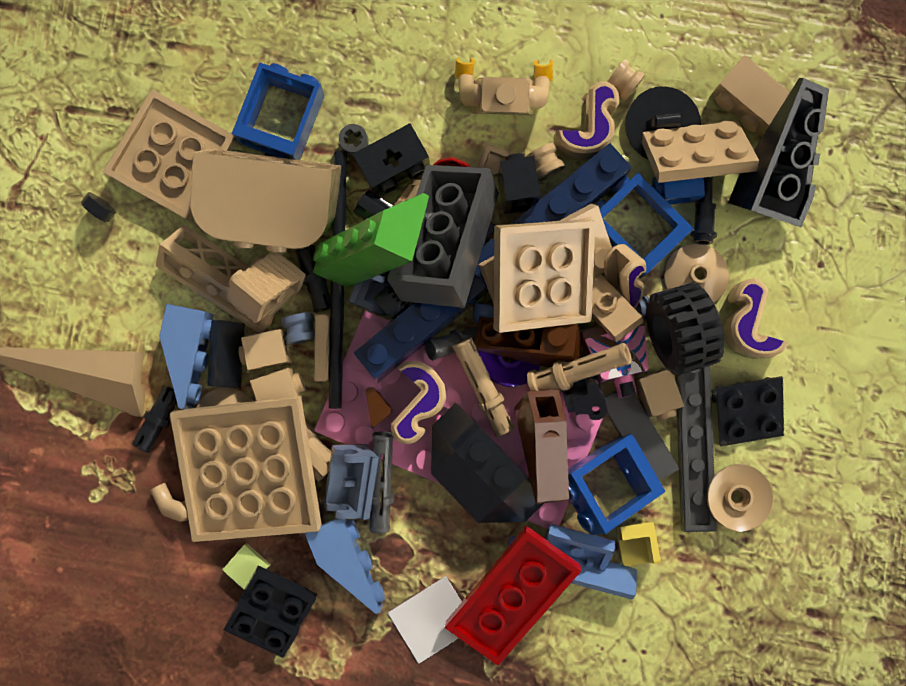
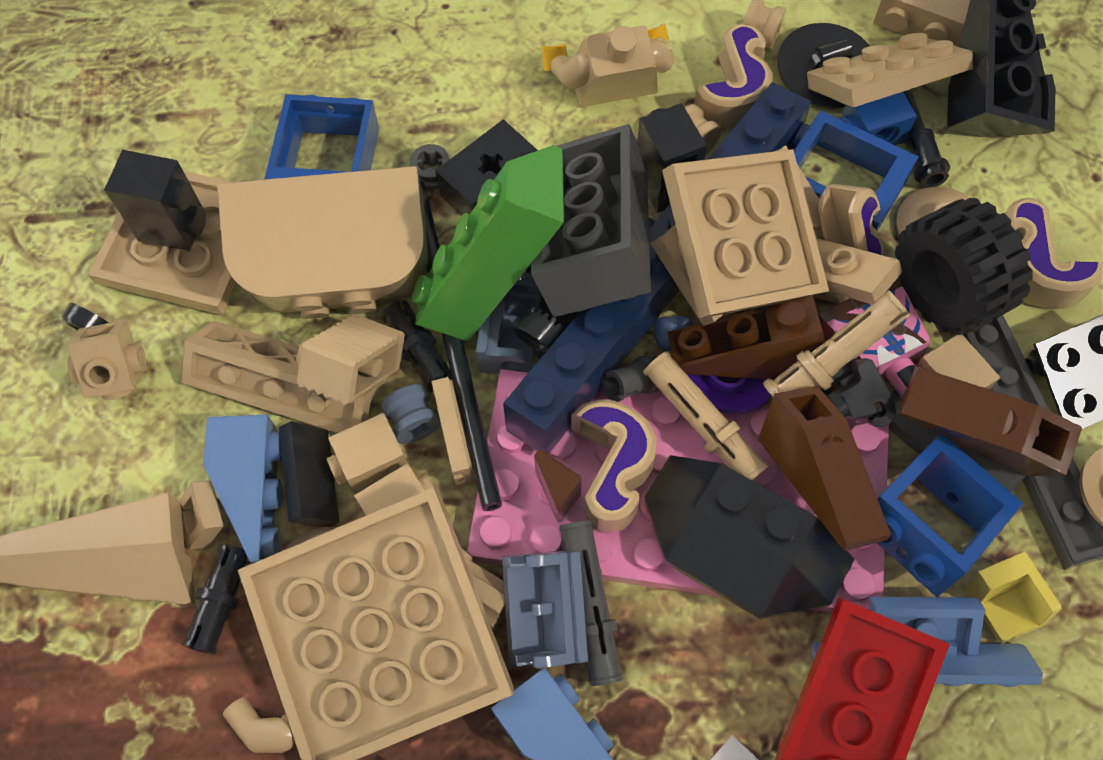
camera: 15 degrees left, 20 degrees down
(107, 242) = (105, 360): none -> tan brick
(153, 138) = (156, 200): none -> black brick
(154, 364) = (201, 514): none -> tan plate
(661, 439) = (992, 423): none -> reddish brown slope

